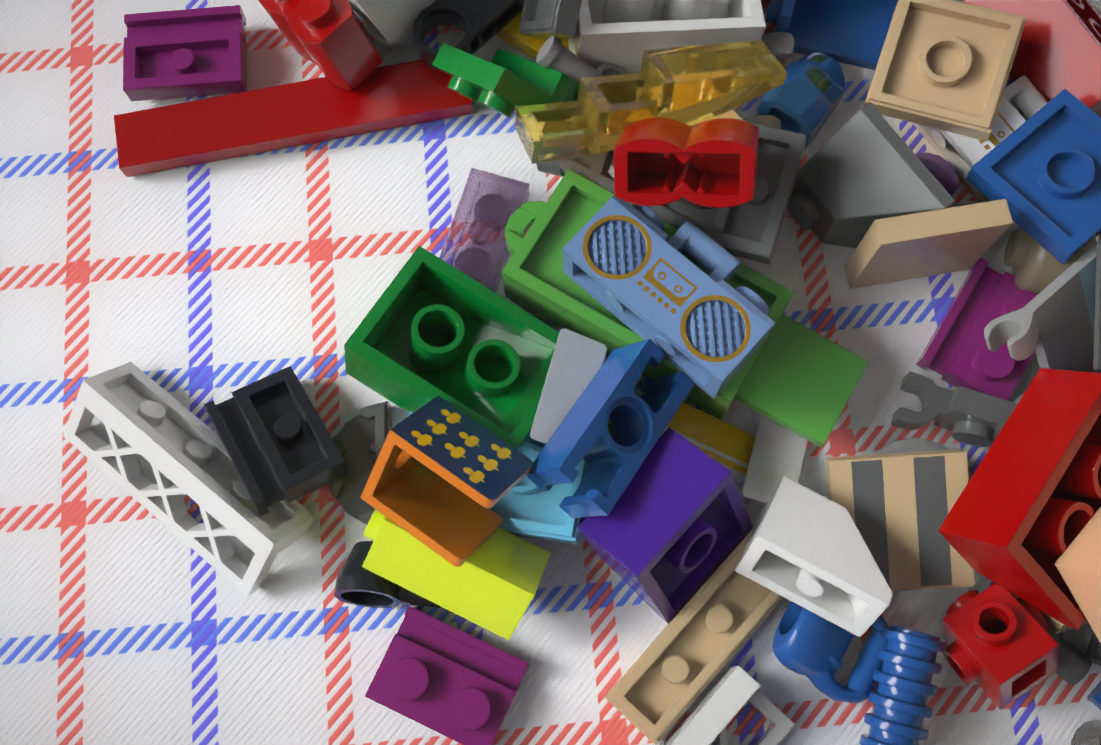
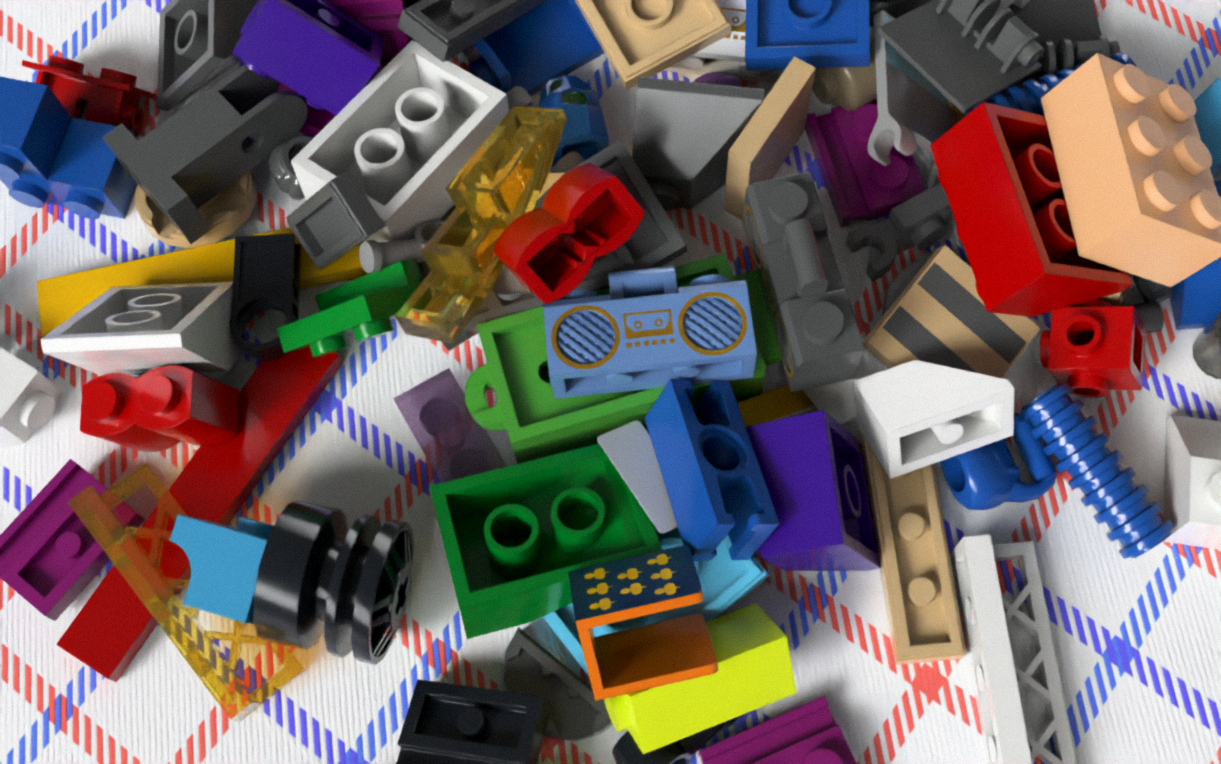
camera: 45 degrees left, 5 degrees down
(192, 154) = (166, 604): none -> clear yellow fence
(252, 175) = (222, 563): none -> dark azure brick
(299, 246) = (333, 581): none -> black wheel
(825, 366) = (801, 282): none -> dark grey piece

